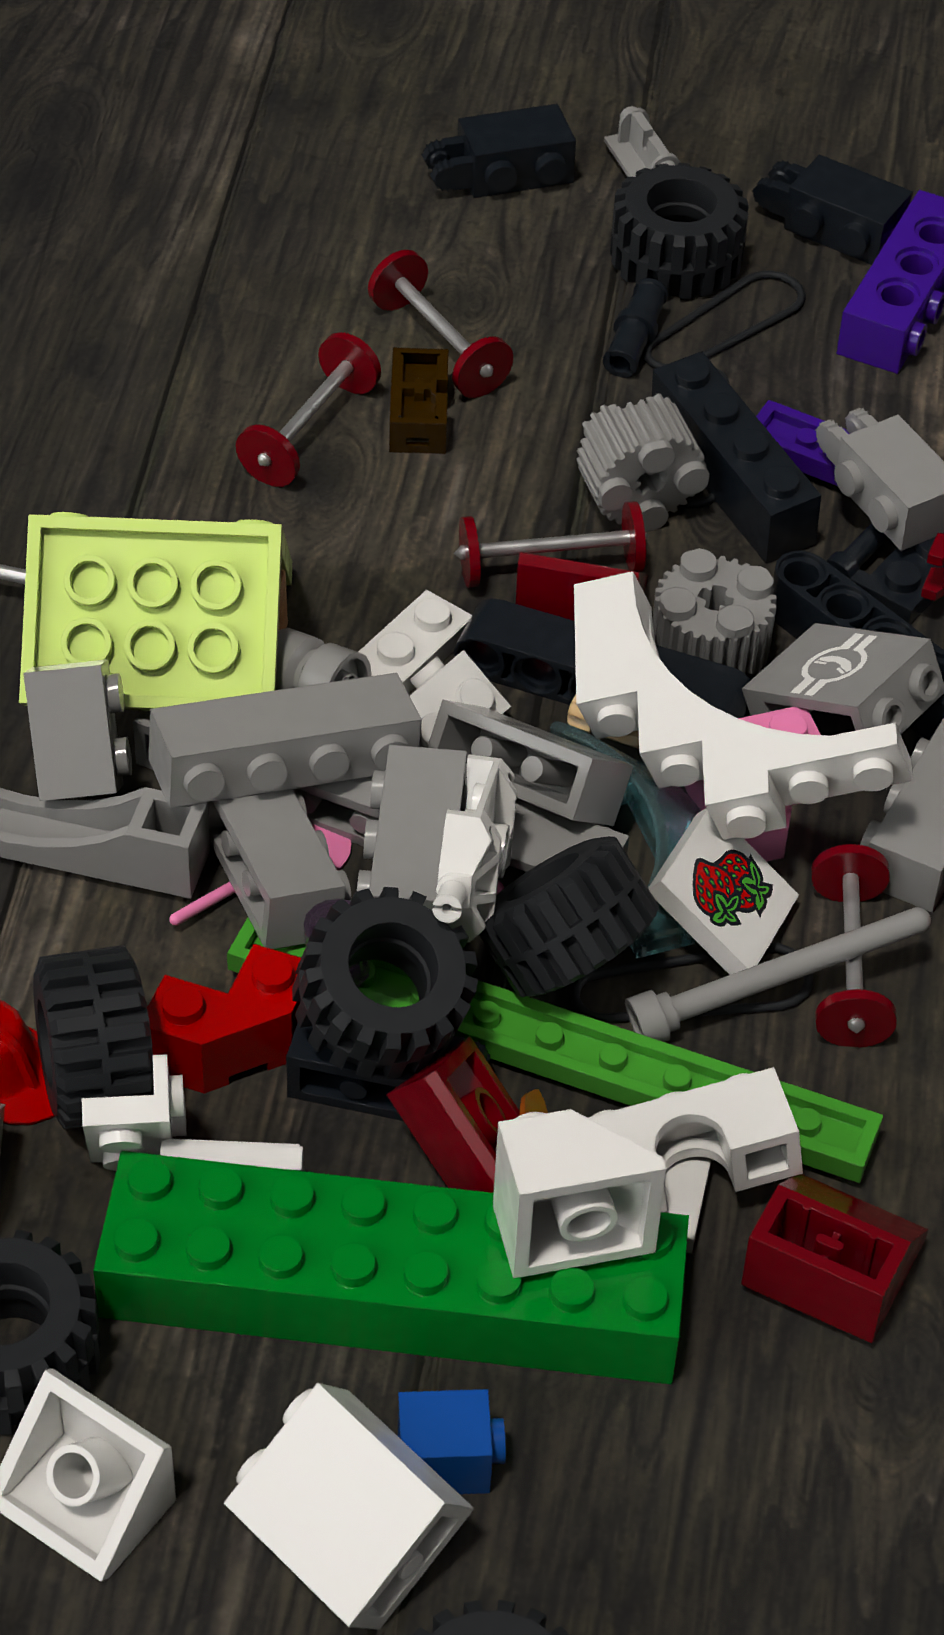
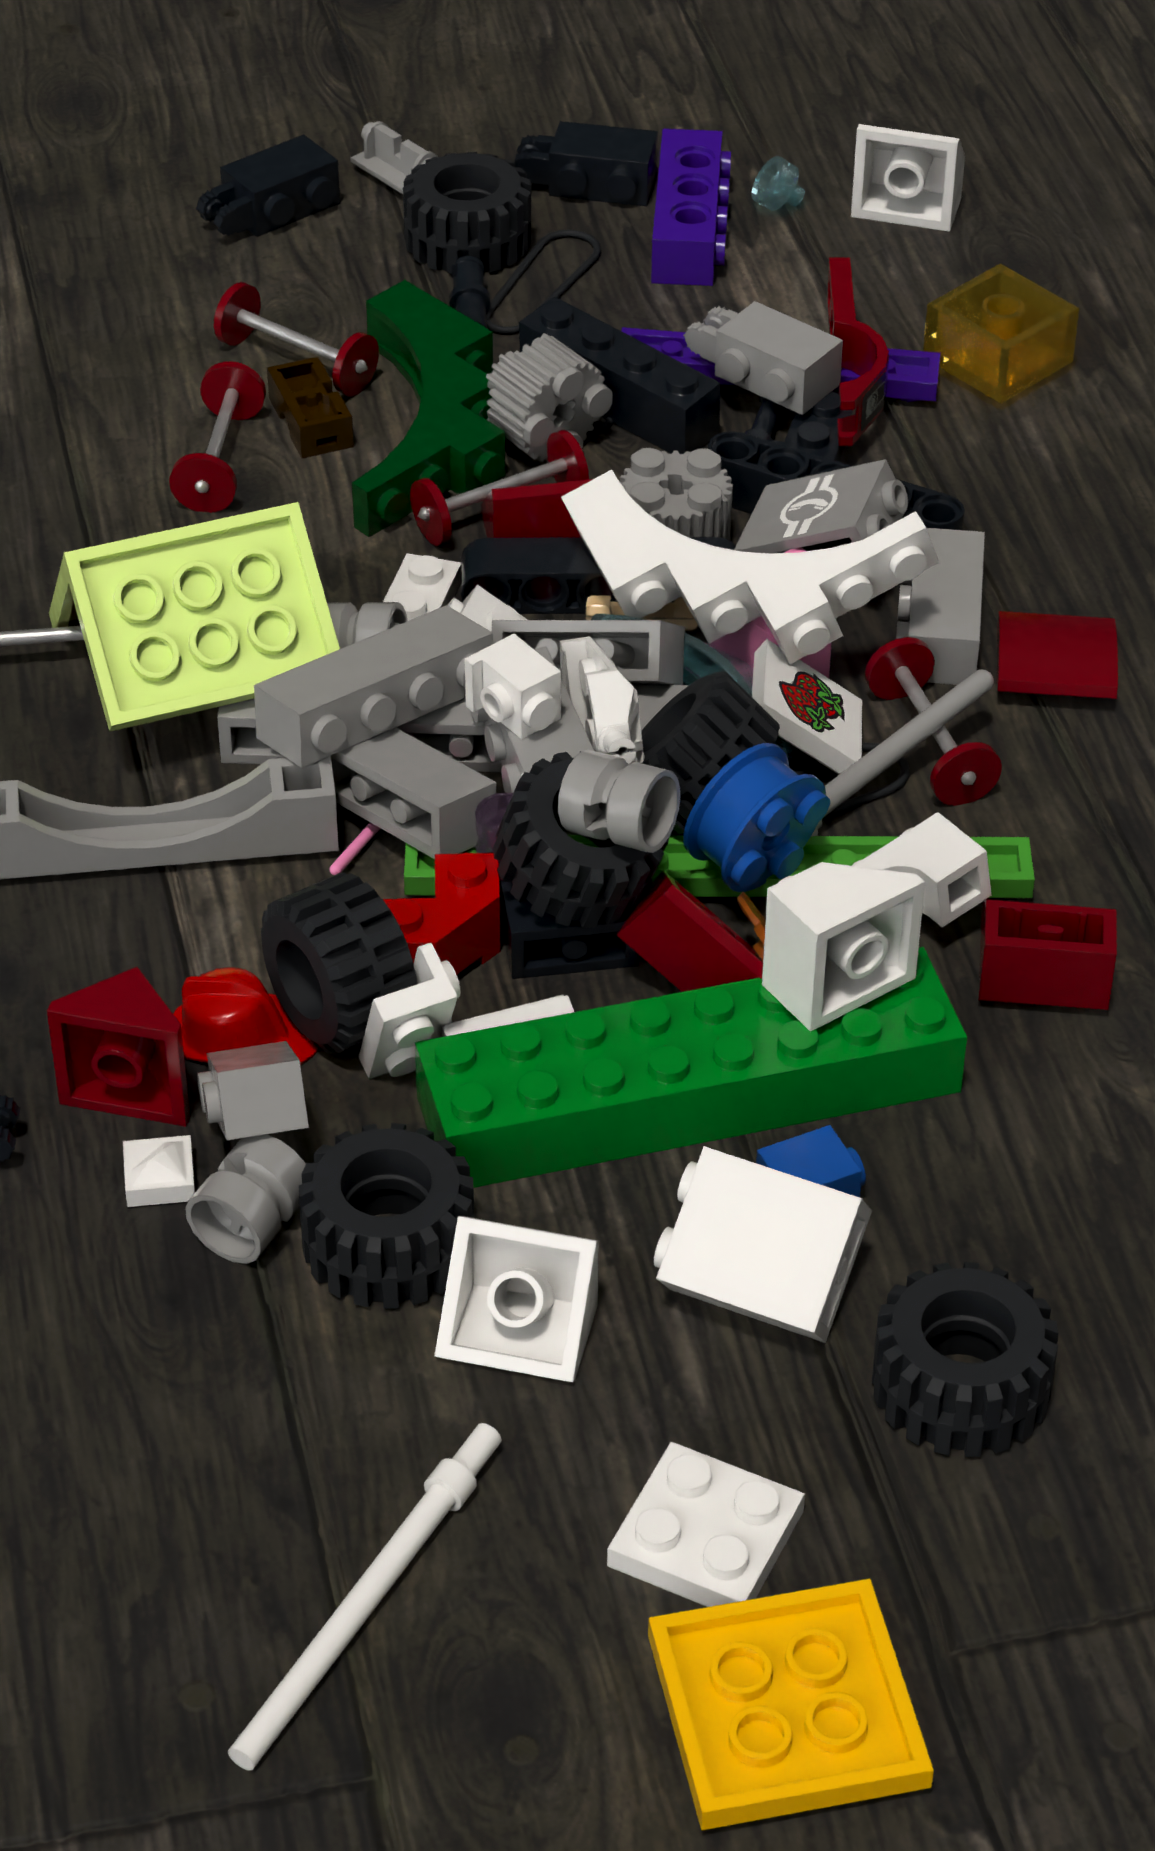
camera: 20 degrees left, 5 degrees down
(76, 729) = (179, 731): light grey brick -> none
(395, 792) = (514, 686): none -> white brick
(413, 964) = (619, 800): none -> light grey wheel
(532, 475) = (450, 439): none -> dark green arch
(582, 1011) = (755, 818): none -> blue wheel

